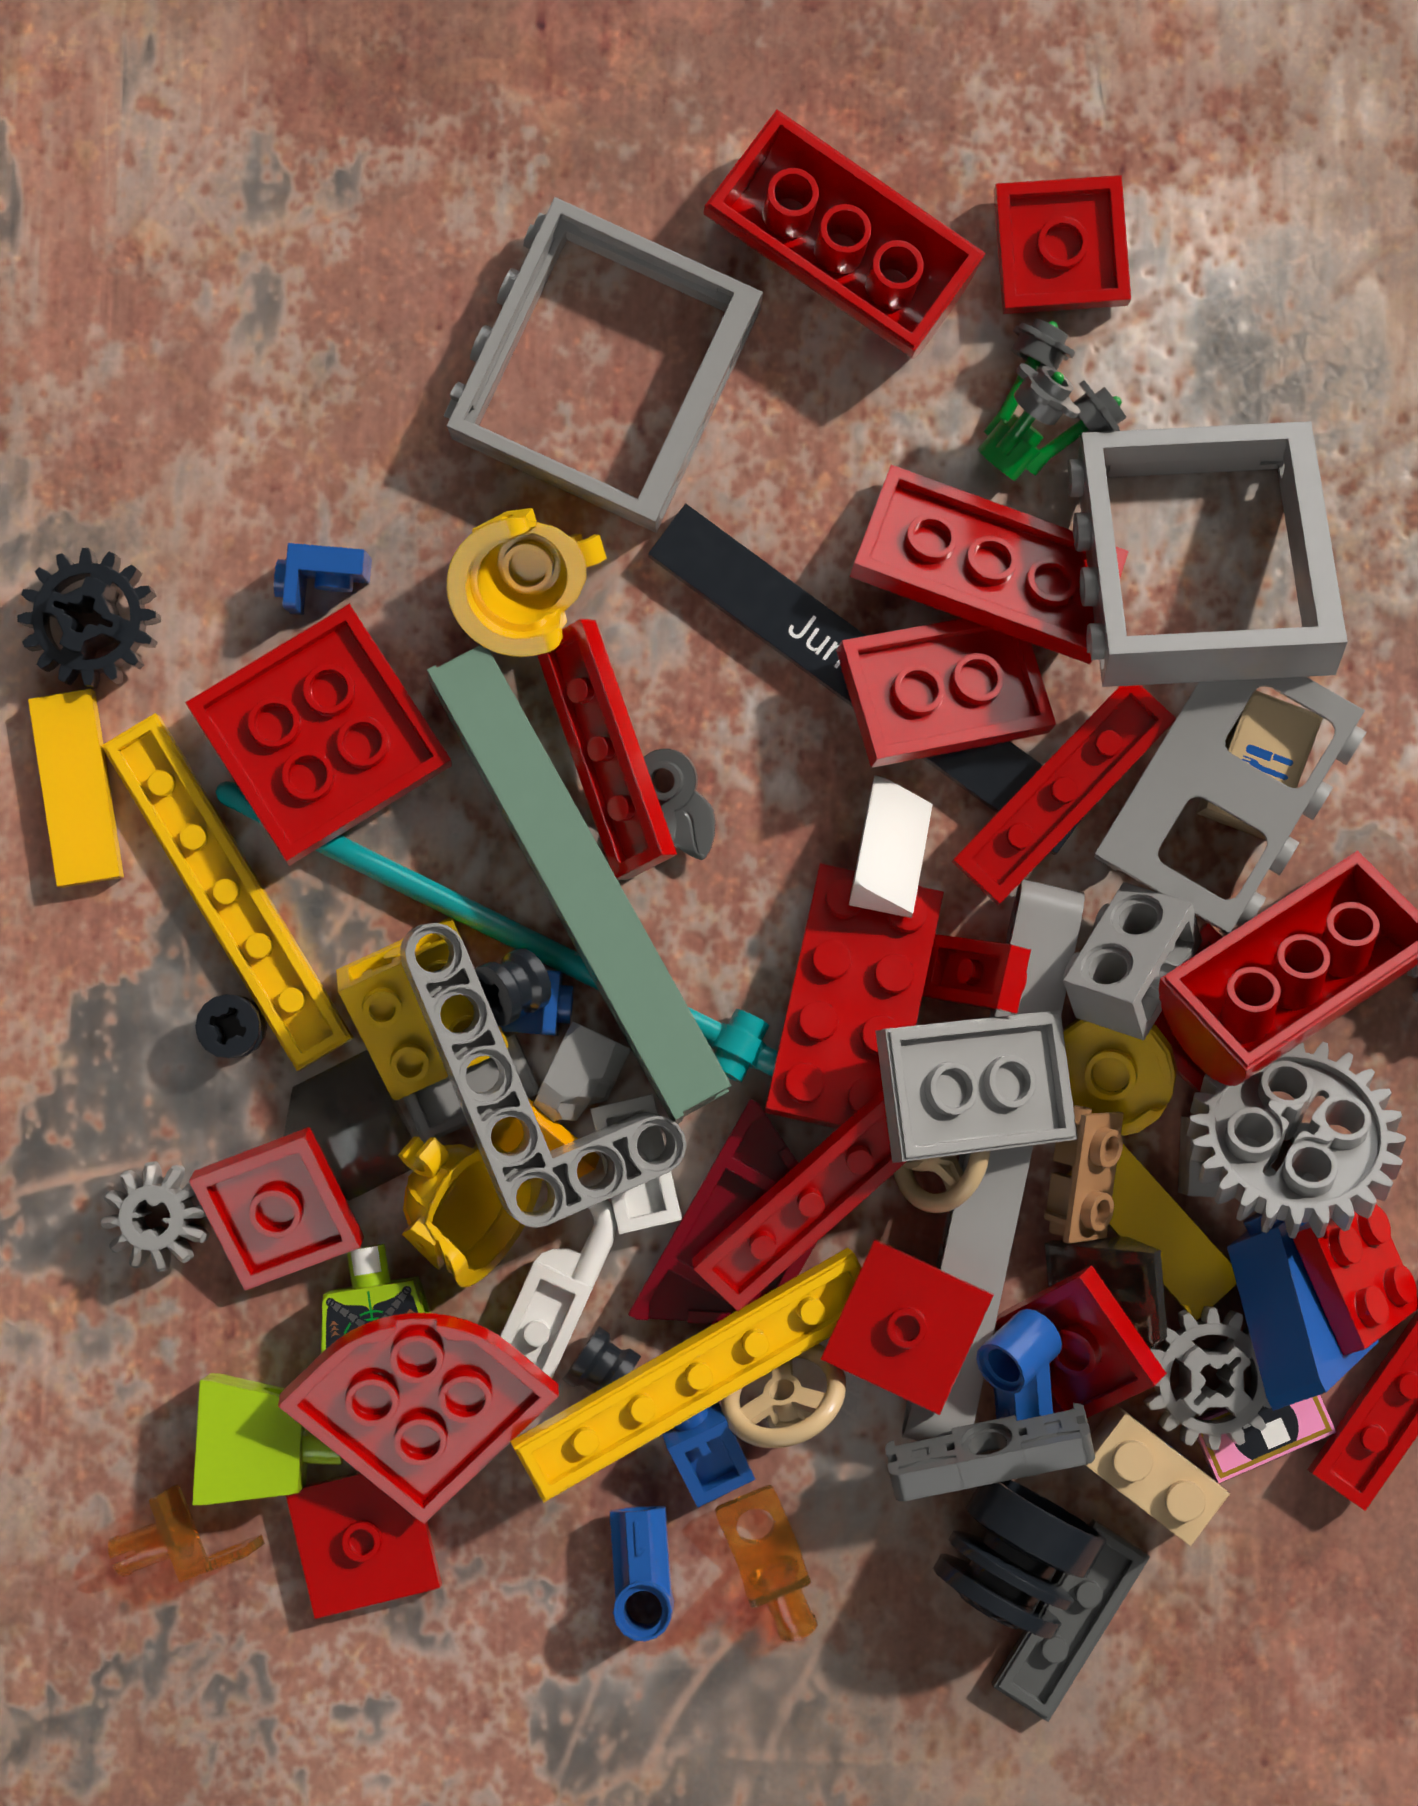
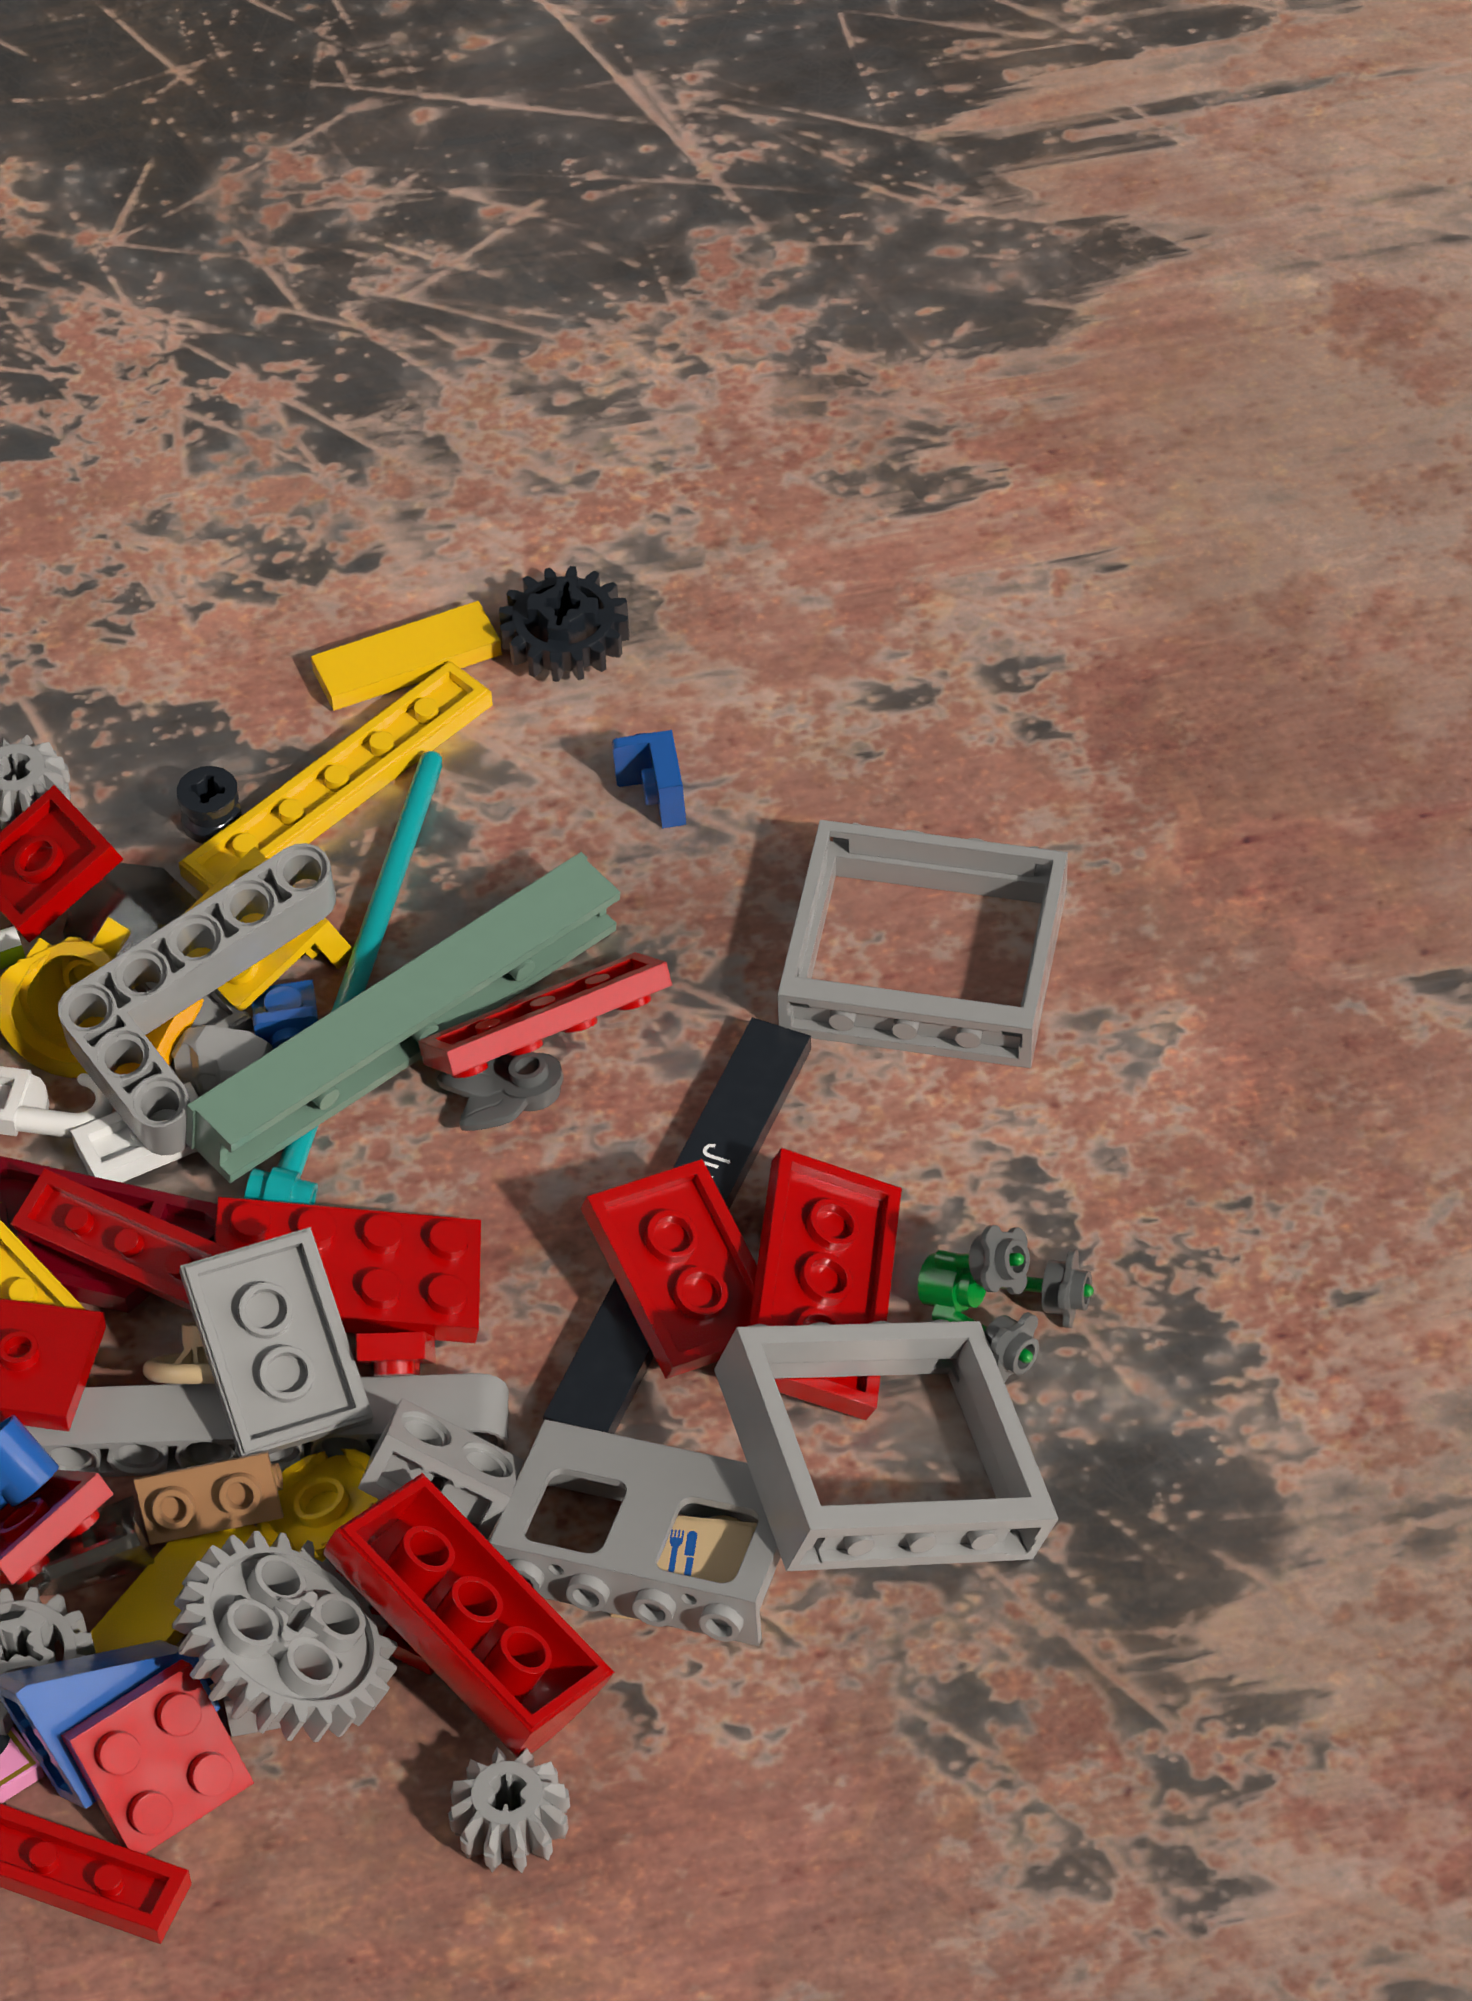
camera: 80 degrees right, 35 degrees down
(319, 734) = (500, 801): red plate -> none
(515, 985) = (290, 972): black wheel -> none
(518, 581) = (687, 900): yellow helmet -> none
(845, 234) = (1108, 1093): red brick -> none
(891, 849) = (508, 1259): white slope -> none
(1062, 244) = (1177, 1285): red plate -> none
(1063, 791) = (600, 1385): red plate -> none

